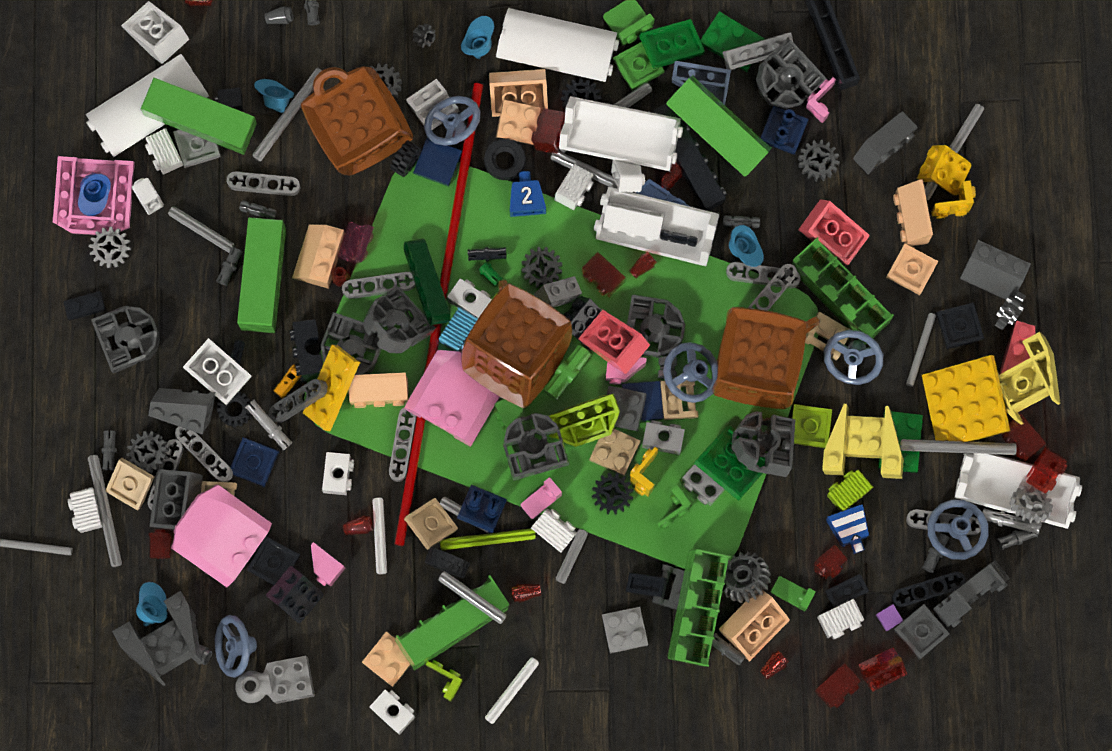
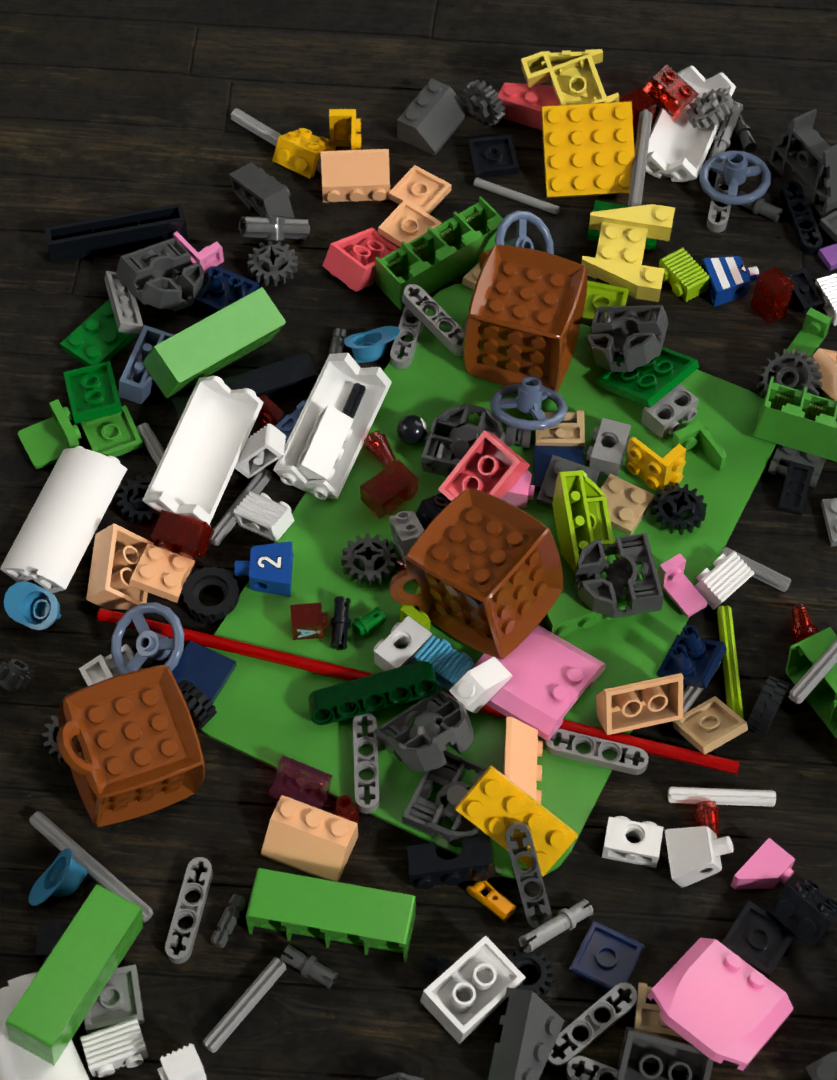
camera: 85 degrees left, 20 degrees down
(329, 515) = (695, 853): none -> white torso
(434, 354) = (481, 684): none -> white slope
(436, 470) = (640, 704): none -> light nougat slope
(485, 230) = (308, 621): none -> clear red brick
(661, 286) = (412, 430): none -> black piece
(849, 155) = (274, 227): none -> dark grey piece
(871, 264) = (406, 224): none -> light nougat plate

